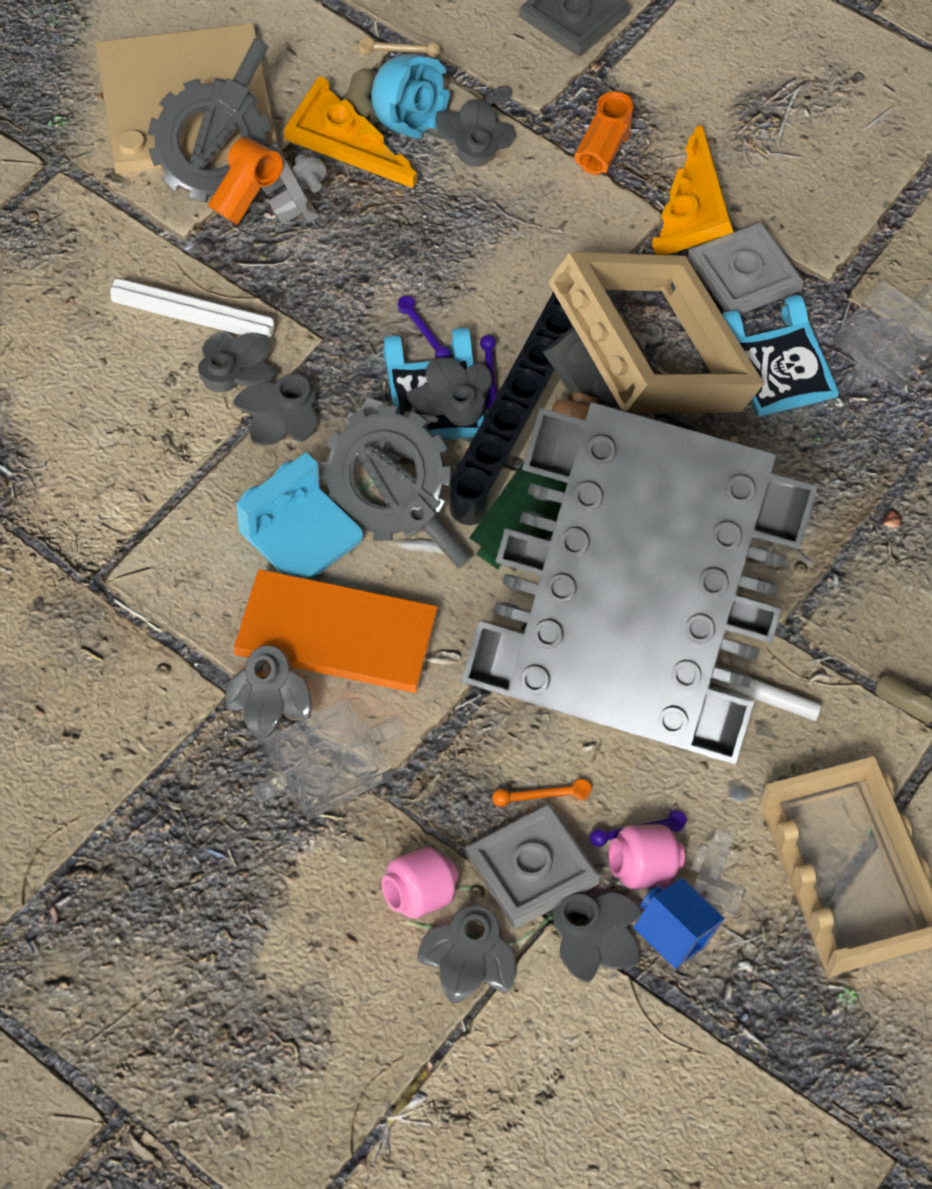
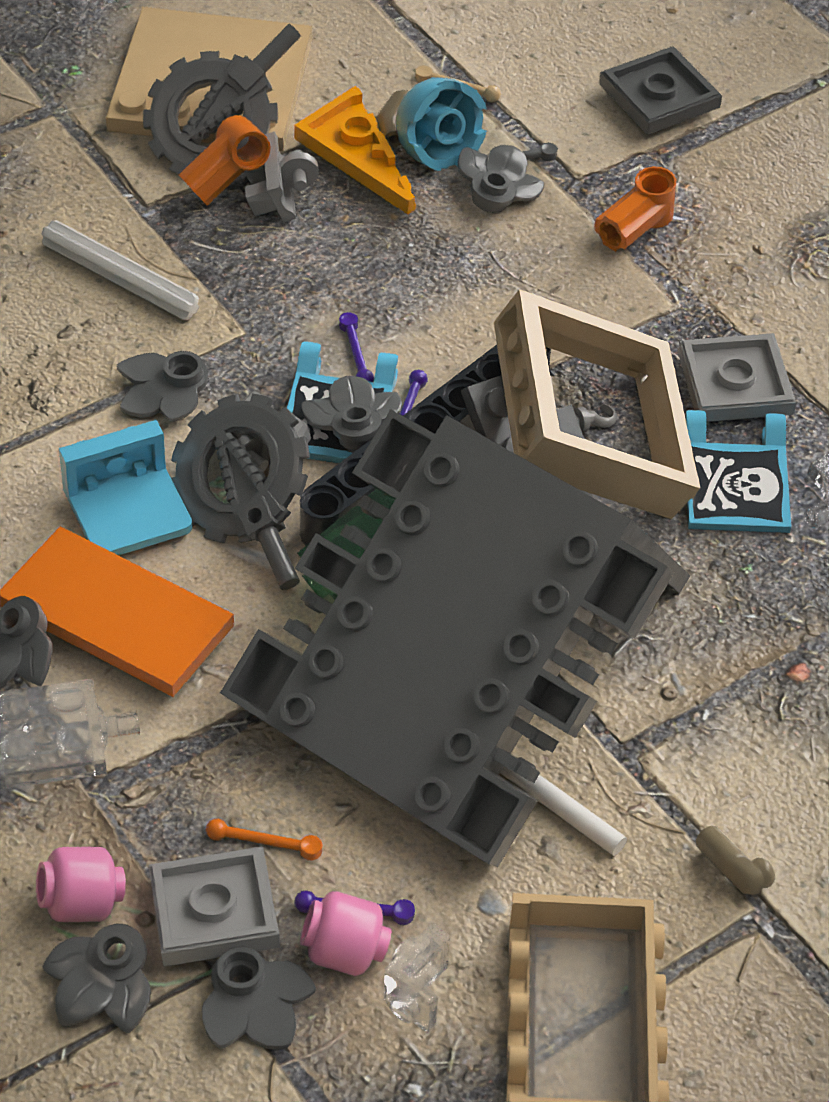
camera: 20 degrees right, 10 degrees down
(235, 361) = (138, 328): dark grey plate -> none
(677, 922) = (347, 1012): blue brick -> none
(696, 202) = (710, 298): light orange wing -> none

